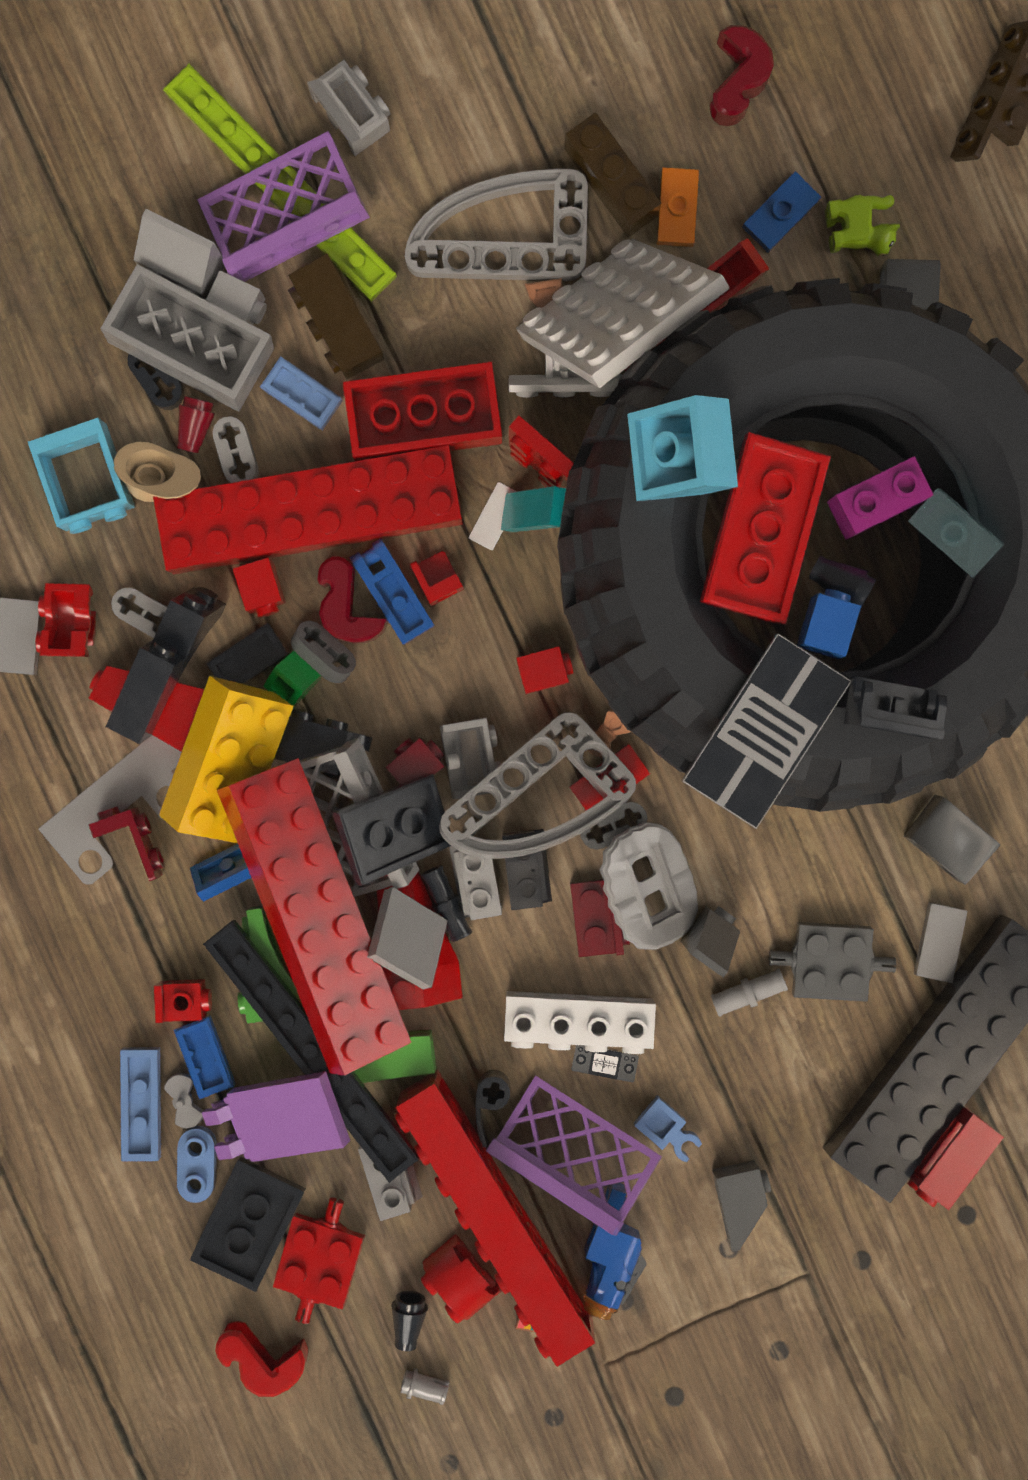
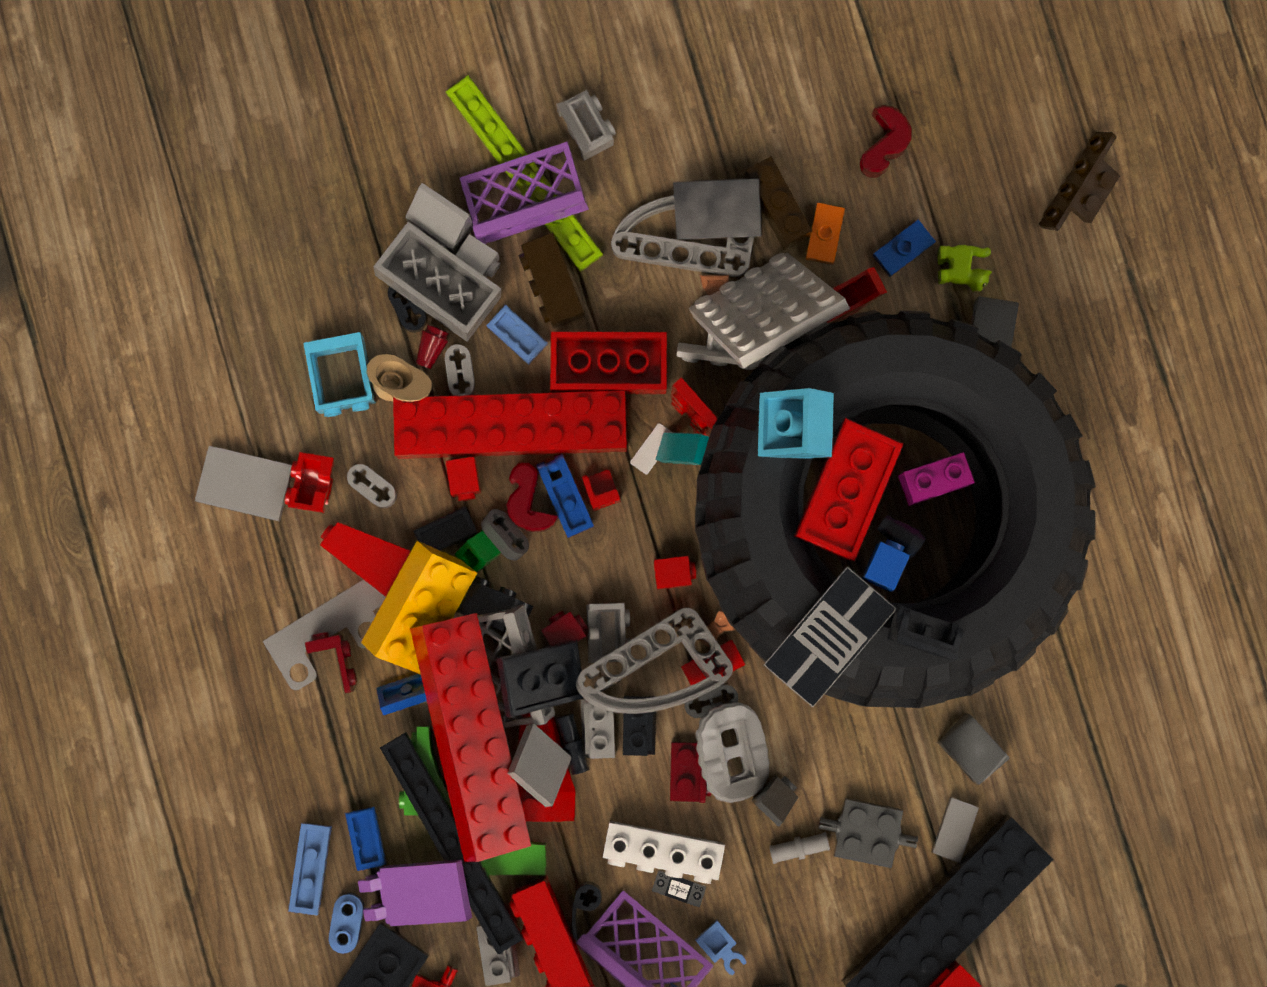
camera: 10 degrees right, 5 degrees down
(163, 662) = (382, 525): black arch -> none
(179, 1088) = (345, 881): light grey piece -> none
(193, 990) = (343, 788): red brick -> none
(536, 191) = (718, 208): none -> black tile
(956, 532) = (989, 511): clear light blue plate -> none

